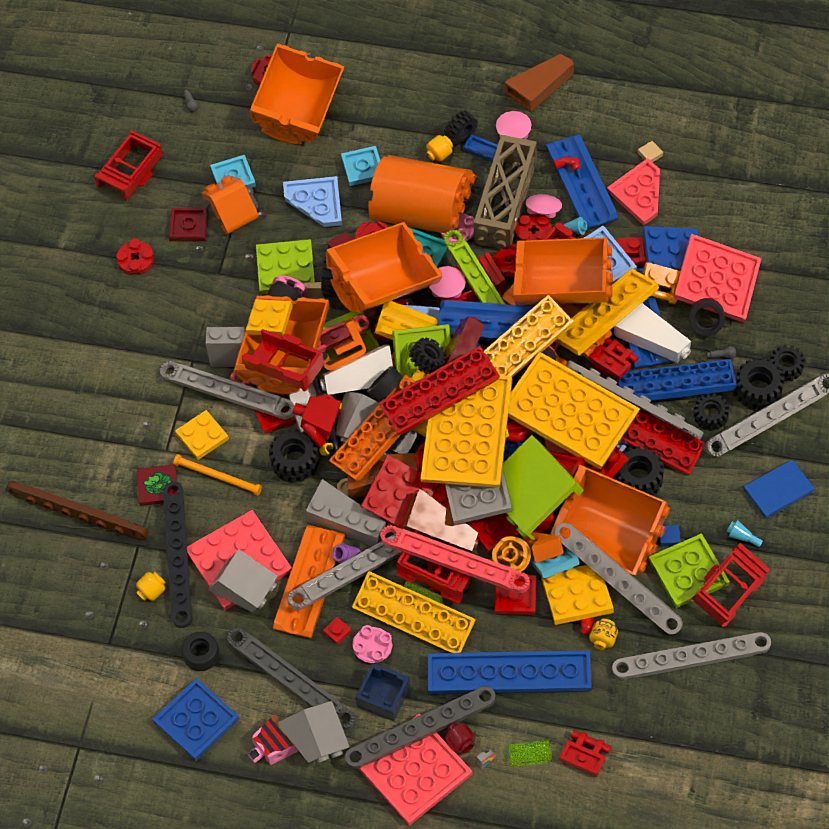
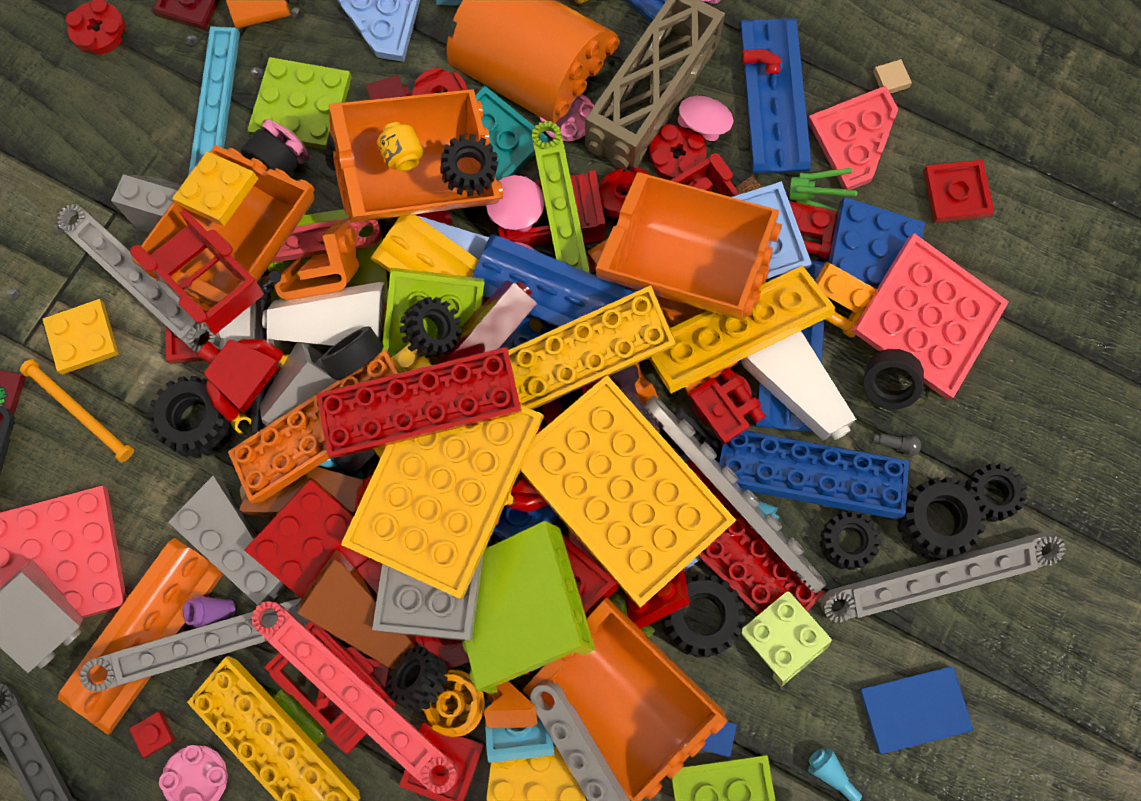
camera: 15 degrees right, 15 degrees up
(230, 280) = (215, 92): none -> medium azure tile
(314, 290) = (316, 151): tan tile -> none
(377, 260) = (400, 147): none -> yellow head
(419, 253) = (471, 149): none -> black tyre
(487, 543) = (417, 679): none -> black tyre
(577, 226) = (742, 166): medium azure cone -> none
(618, 228) = (804, 189): none -> bright green plant
(692, 470) = (786, 637): none -> yellowish green bracket
(711, 205) = (958, 191): none -> red plate

